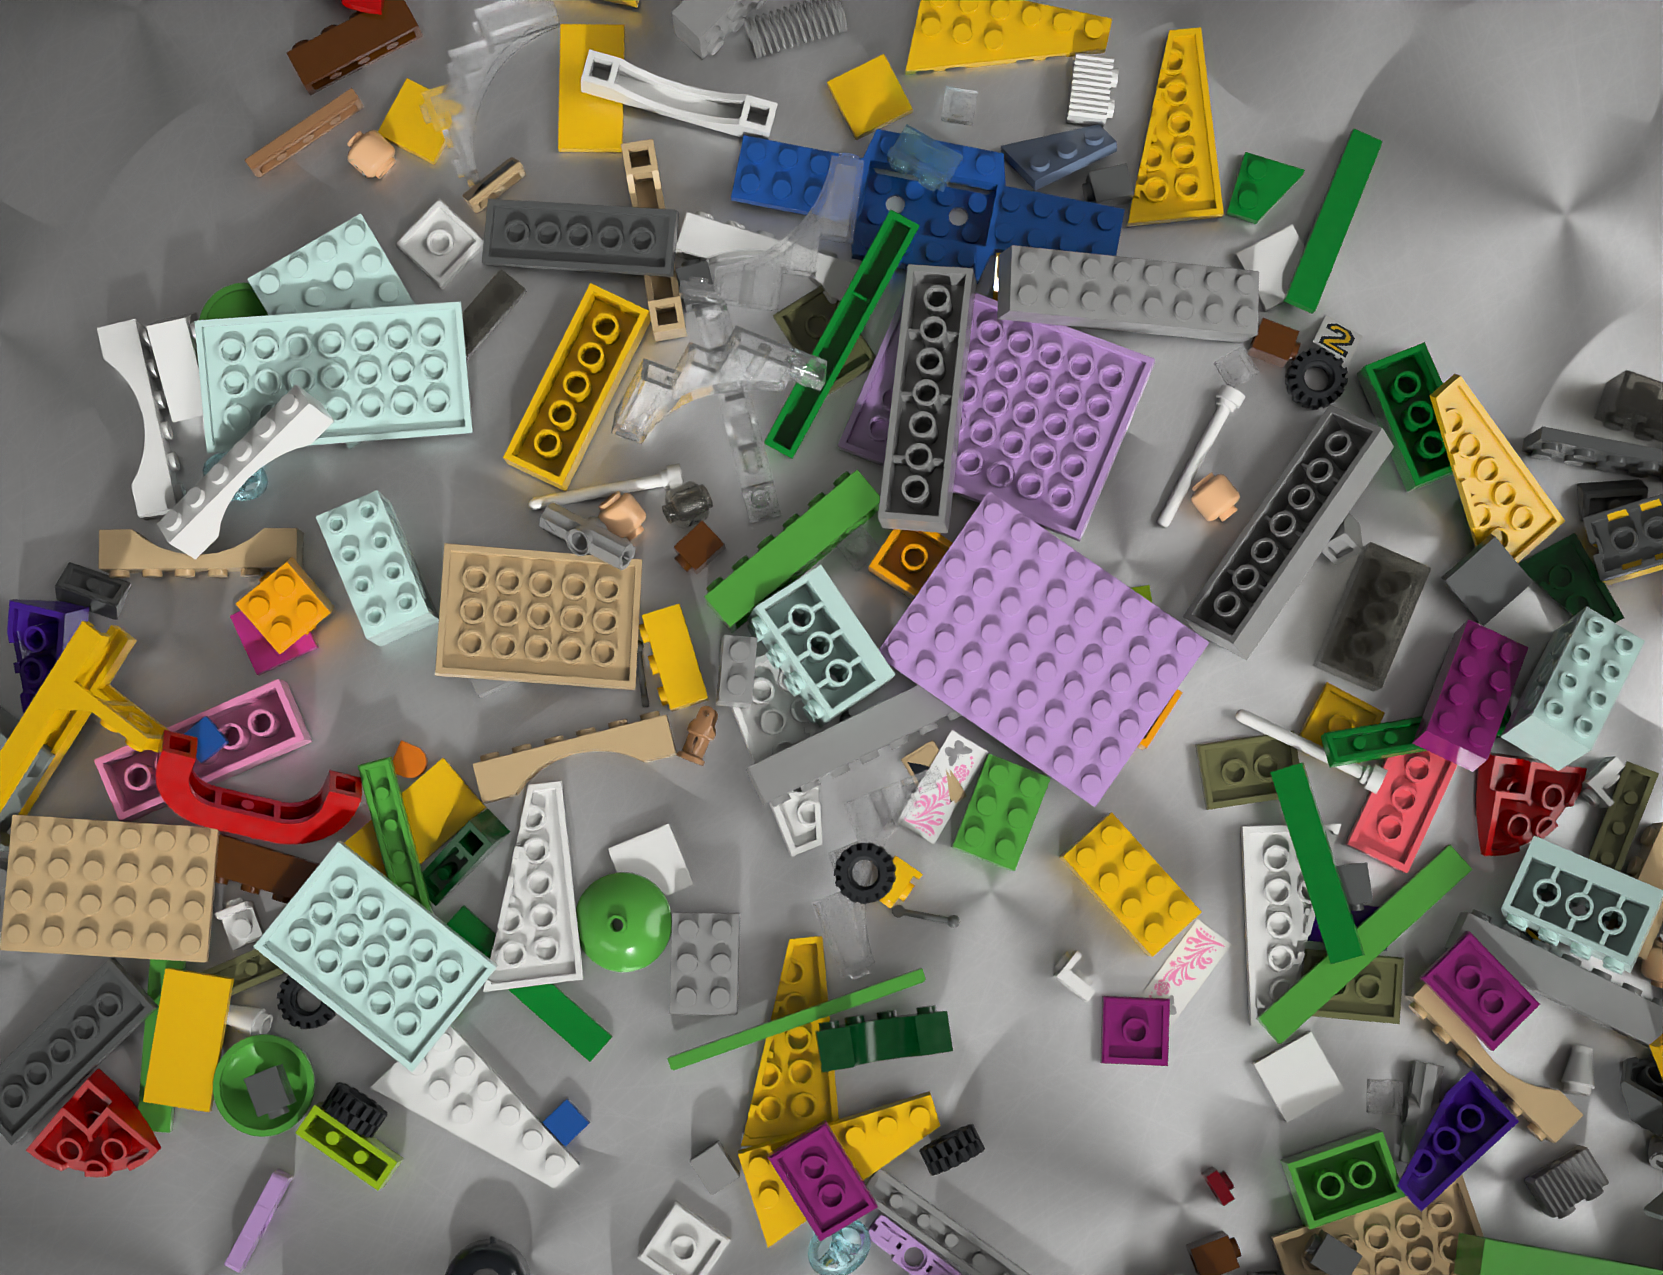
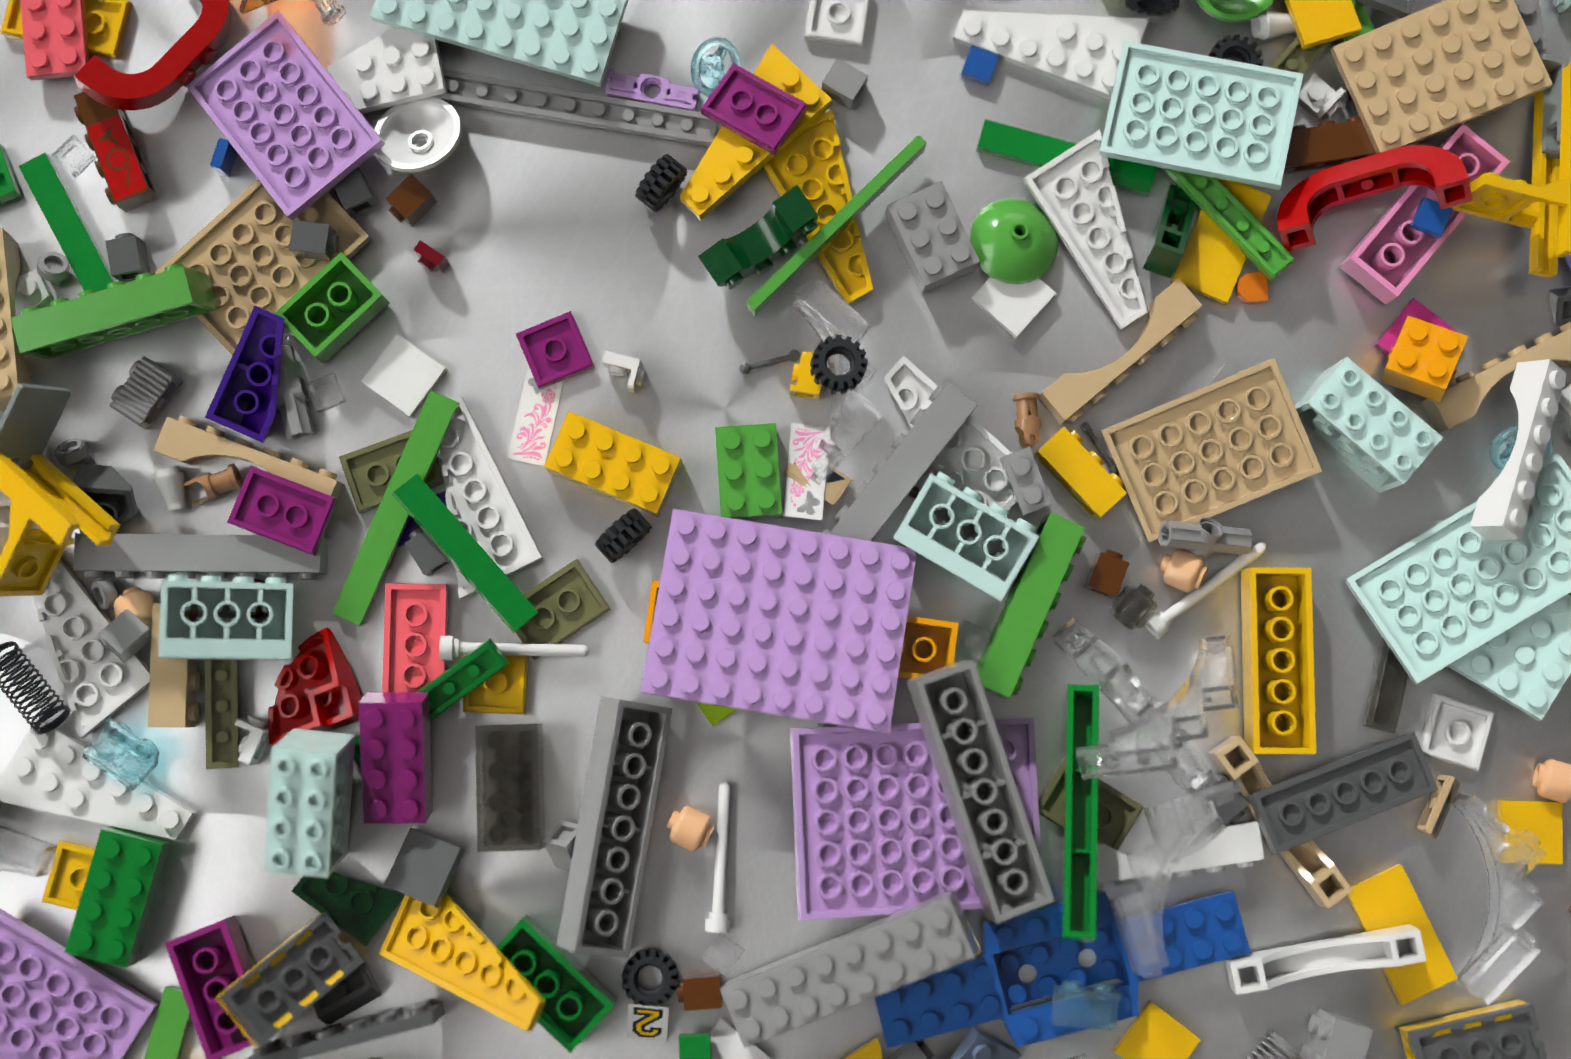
camera: 155 degrees right, 0 degrees up
(1153, 807) = (623, 535): none -> black tyre
(1531, 1054) = (218, 483): none -> medium nougat piece

